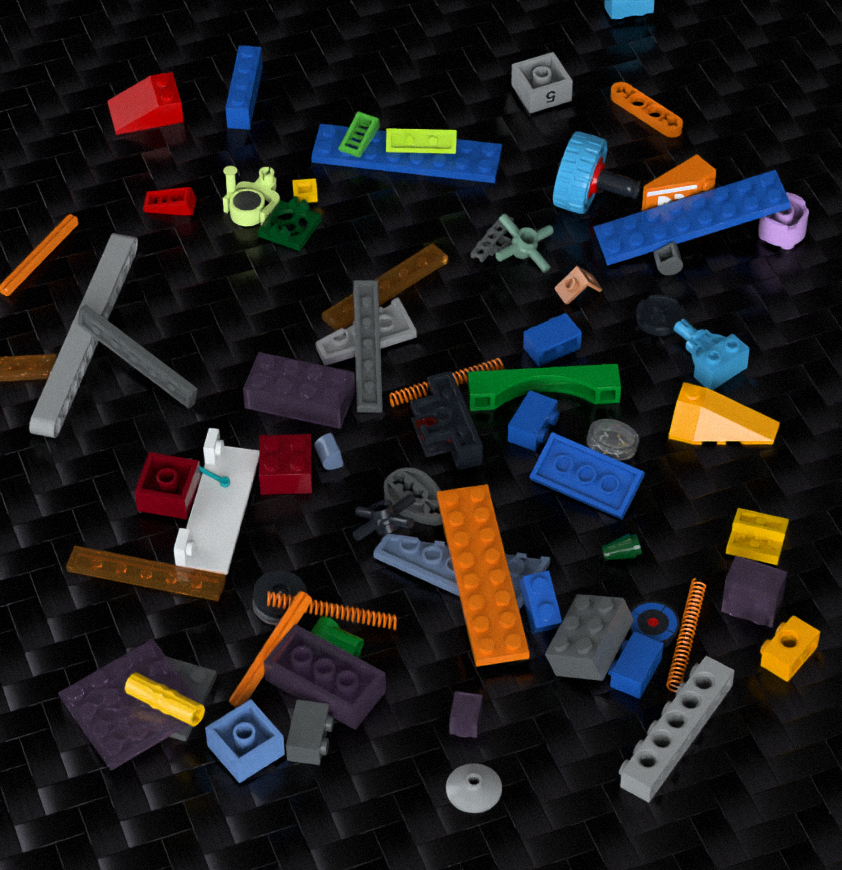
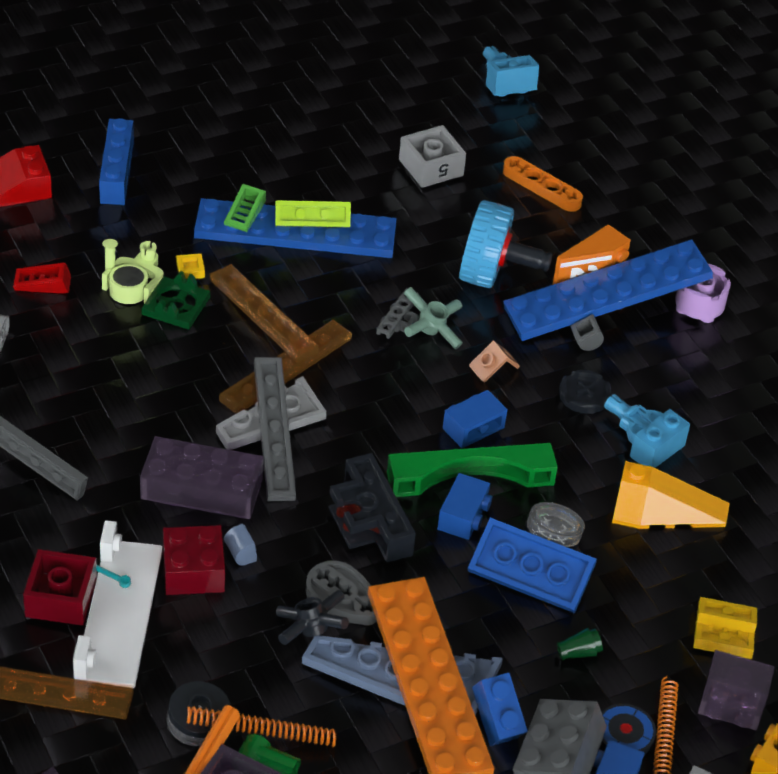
camera: 10 degrees left, 5 degrees down
(369, 236) = (264, 313): none -> clear orange tile
(460, 379) = (384, 461): orange piece -> none

